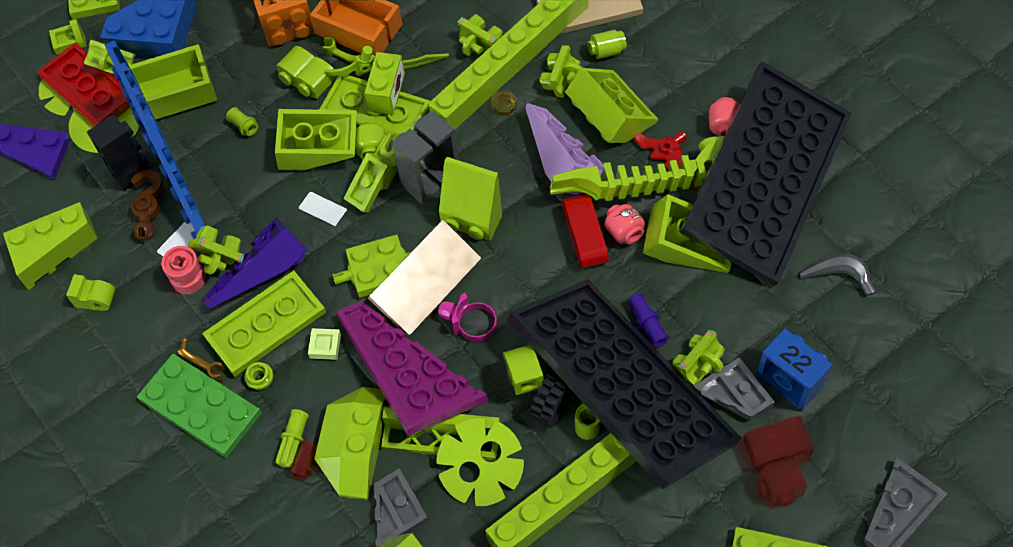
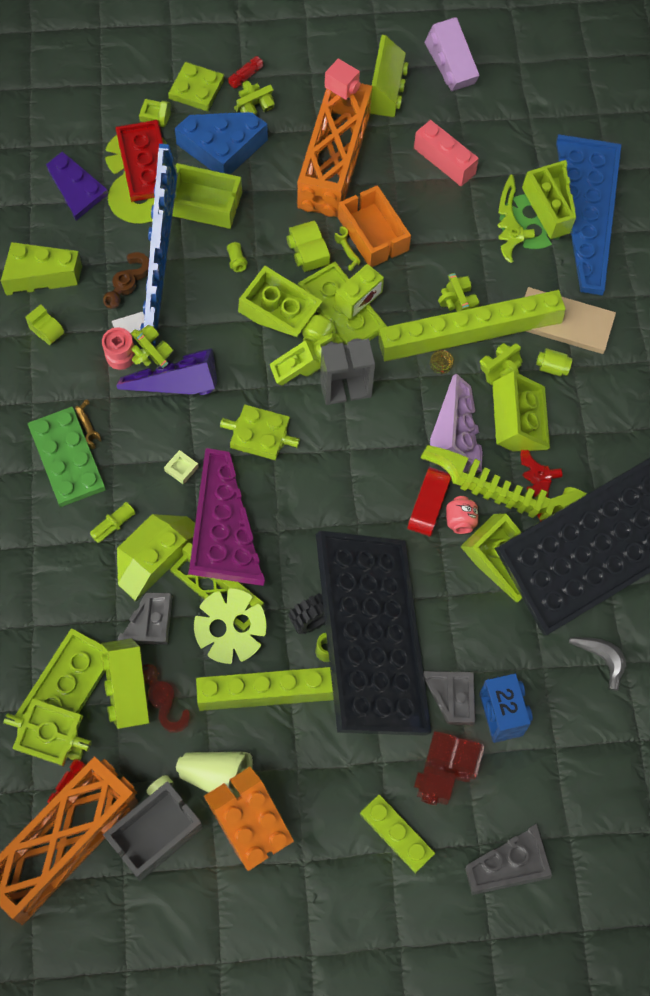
camera: 25 degrees right, 5 degrees up
(99, 57) = (178, 150): lime hips -> none
(118, 150) = (129, 228): black brick -> none
(256, 369) = (117, 456): lime plate -> none
(264, 323) = (149, 424): lime plate -> none
(302, 466) = (110, 544): clear red pin -> none
(322, 208) = (250, 362): white sticker -> none
(365, 62) = (354, 264): lime piece -> none
(424, 278) = (285, 463): tile -> none
(452, 312) = (289, 504): dark pink piece -> none
(470, 199) = (356, 425): lime slope -> none
(523, 369) = (304, 578): lime brick -> none
(648, 320) = (427, 600): dark purple pin -> none
(703, 357) = (444, 655): lime hips -> none
(721, 115) = (600, 474): coral head -> none

